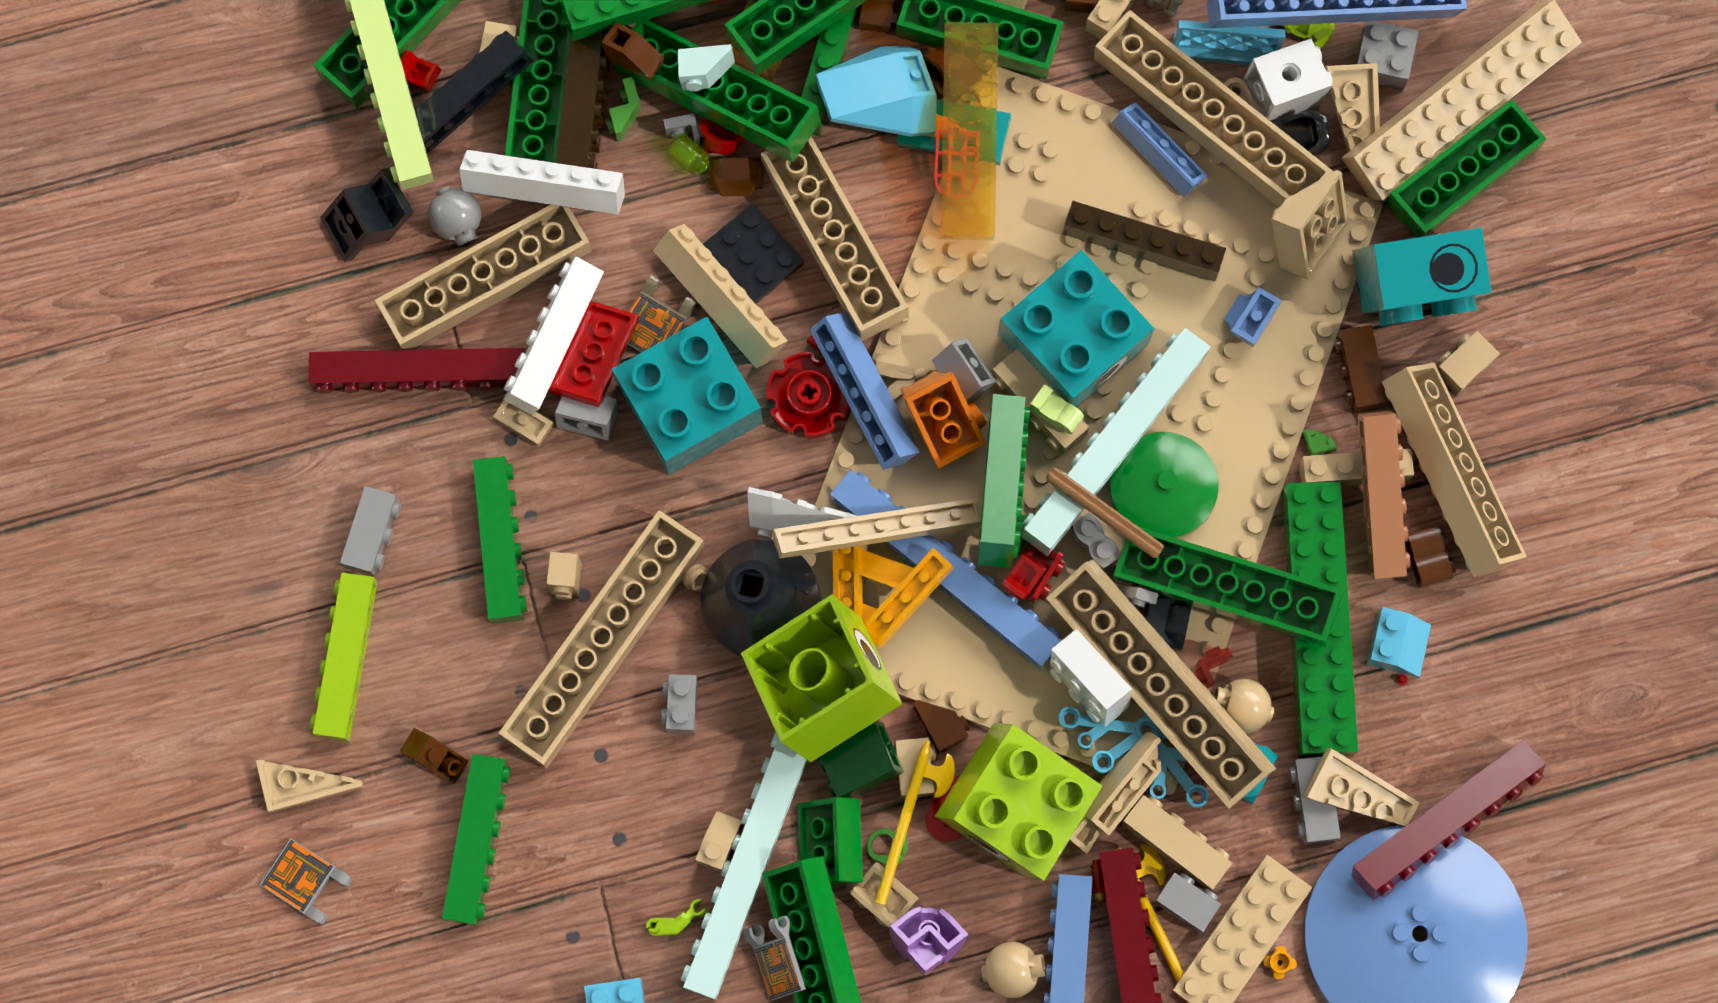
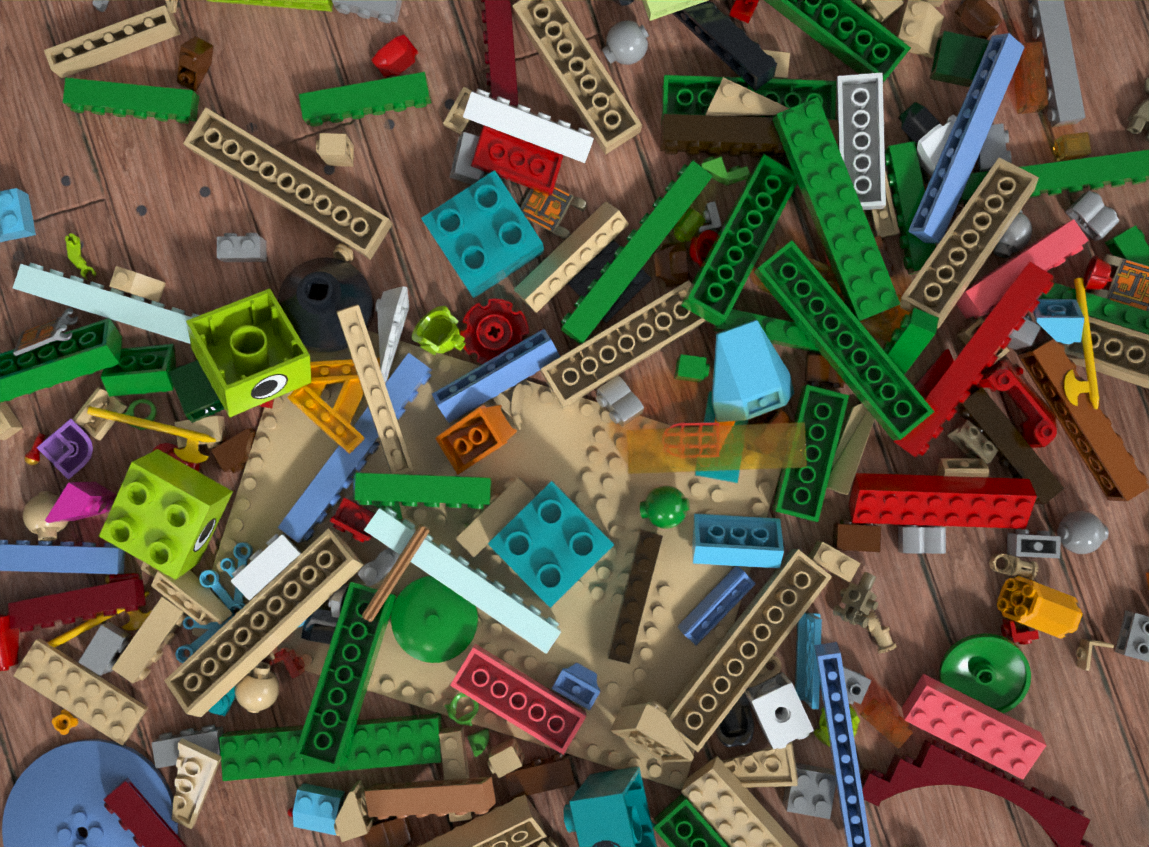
camera: 90 degrees right, 10 degrees up
(398, 857) = (112, 42): none -> tan brick
(449, 500) = (395, 56): none -> red slope
(542, 182) = (651, 105): white brick -> none
(544, 83) = (739, 101): none -> tan wing
(632, 51) = (765, 167): reddish brown slope -> none
(703, 65) = (755, 225): light aqua slope -> none
(721, 215) = (636, 253): none -> green brick
(803, 461) = (438, 332): none -> lime helmet
(868, 159) = (691, 368): none -> green brick
(904, 247) = (619, 400): none -> light grey brick
(934, 991) = (33, 456): none -> red piece
(967, 368) = (516, 454): light grey brick -> none
(978, 416) = (478, 467): orange tile -> none
(1001, 910) = (81, 501): none -> dark pink slope
(1024, 577) = (346, 509): red bracket -> none
(1037, 198) = (665, 507): none -> green brick
(1056, 410) = (483, 530): yellowish green leg -> none
(1082, 118) = (737, 541): none -> medium azure slope
(1264, 384) = (519, 699): none -> coral brick
(1289, 453) = (463, 720): none -> bright green piece
(1336, 404) = (505, 757): none -> tan brick
(1402, 592) = (353, 816): none -> tan slope

